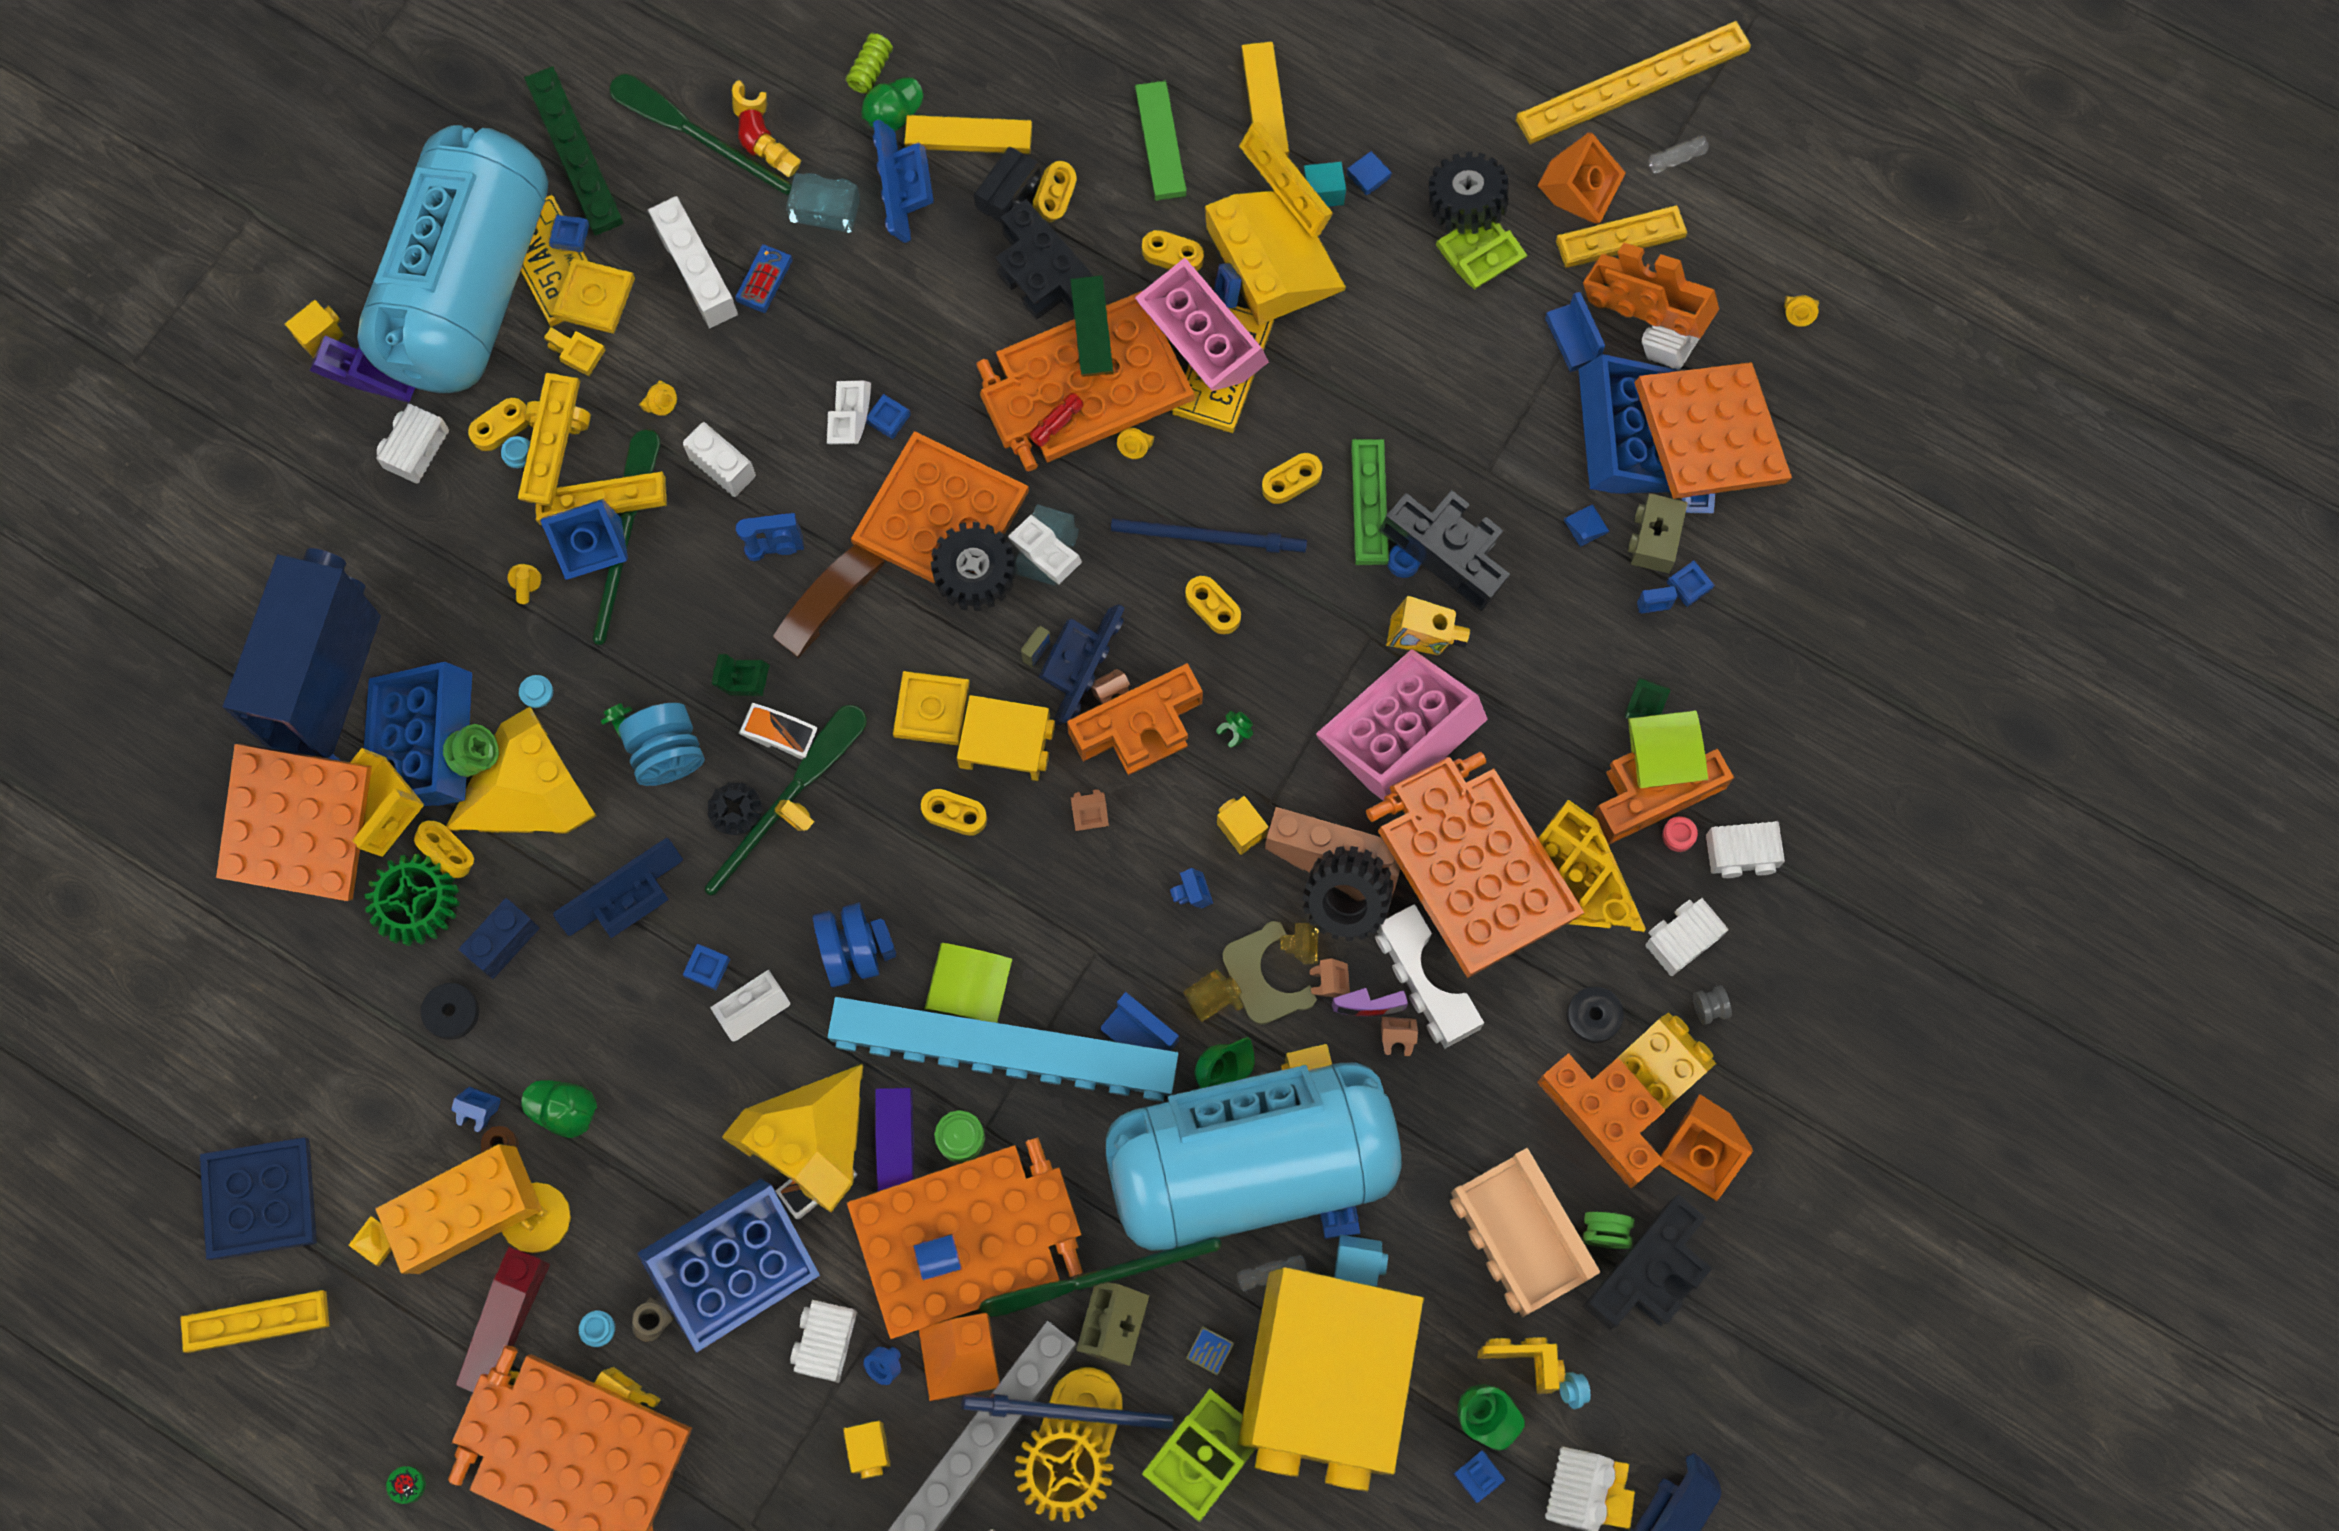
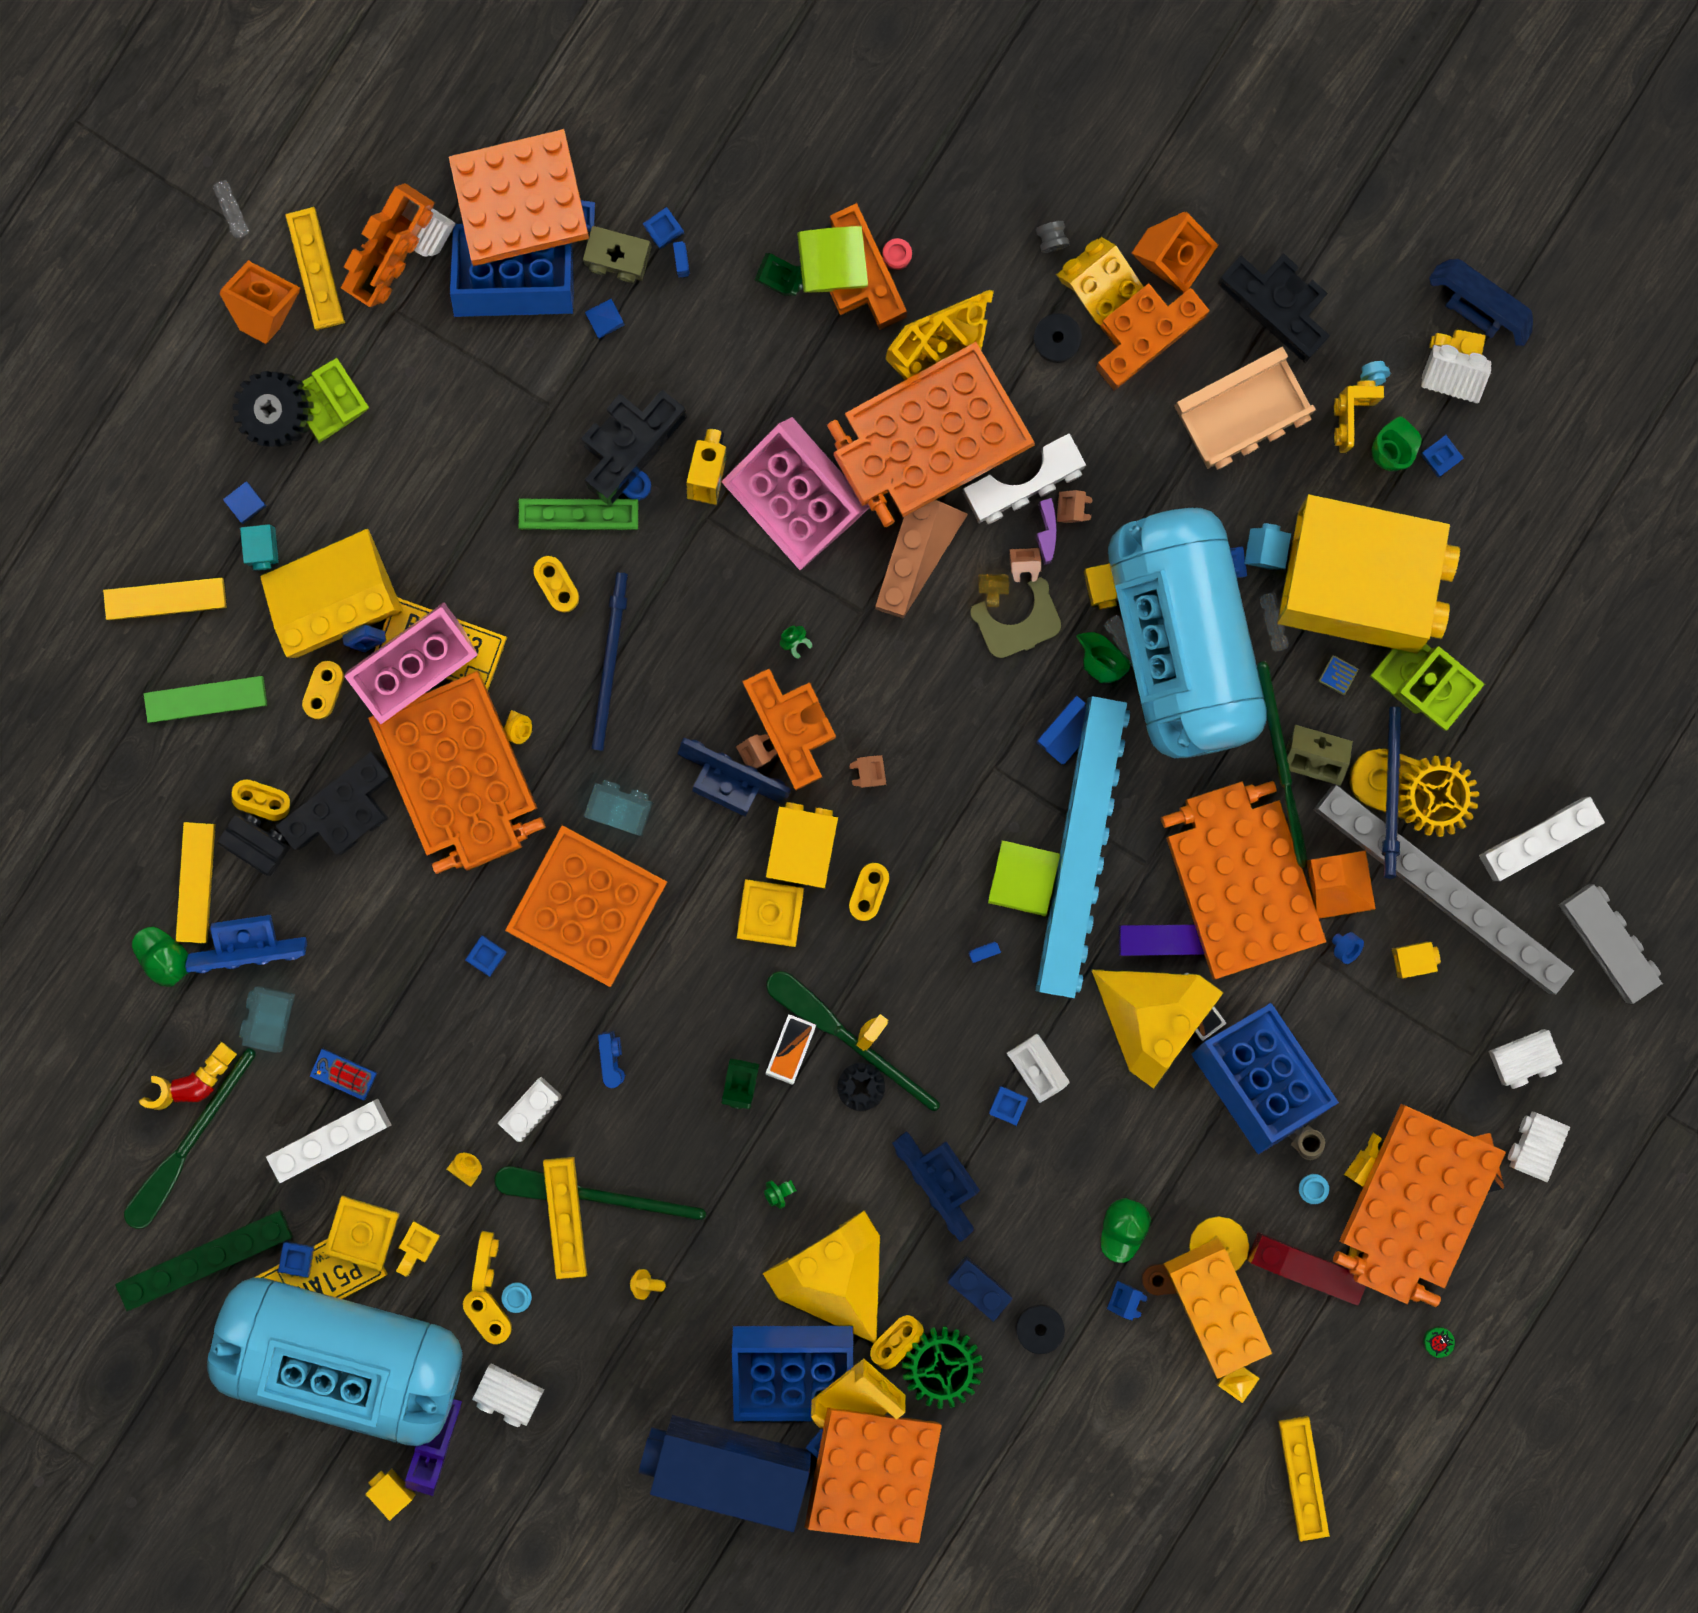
camera: 85 degrees left, 15 degrees up
(258, 1199) = (1202, 1483): dark blue plate -> none
(470, 750) = (812, 1320): bright green wheel -> none
(536, 691) = (749, 1268): medium azure plate -> none
(549, 439) = (511, 1266): yellow tile -> none
(586, 538) = (609, 1227): blue slope -> none
(661, 744) = (808, 1151): dark azure wheel -> none
(823, 1340) = (1327, 996): white brick -> none
(825, 597) = (665, 1008): reddish brown slope -> none
(845, 945) = (993, 982): blue wheel -> none
(850, 412) = (484, 990): white slope -> none
(869, 63) = (119, 978): lime piece -> none
(937, 1257) = (1265, 900): blue piece -> none
(960, 1136) = (1157, 884): bright green wheel -> none
(969, 551) = (630, 864): black wheel -> none
(1035, 646) = (716, 819): olive tile -> none
(1044, 549) = (630, 809): white slope -> none
(1056, 419) = (501, 798): red axle -> none
(1092, 326) = (410, 764): dark green tile -> none
(1192, 890) = (943, 680): blue tile -> none
(1212, 995) = (1037, 667): clear yellow bracket -> none
(1215, 605) = (678, 658): yellow plate -> none
(1241, 824) = (884, 638): yellow brick -> none
(1285, 179) = (256, 581): yellow tile -> none
(1341, 916) = (955, 545): black tyre -> none
(1575, 333) = (416, 317): blue panel -> none
(1608, 1230) = (1242, 336): bright green wheel -> none
(1632, 82) = (152, 246): yellow tile -> none
(1686, 936) = (991, 254): white brick -> none
(1745, 849) = (914, 197): white brick -> none
(1801, 310) = (395, 106): yellow plate -> none

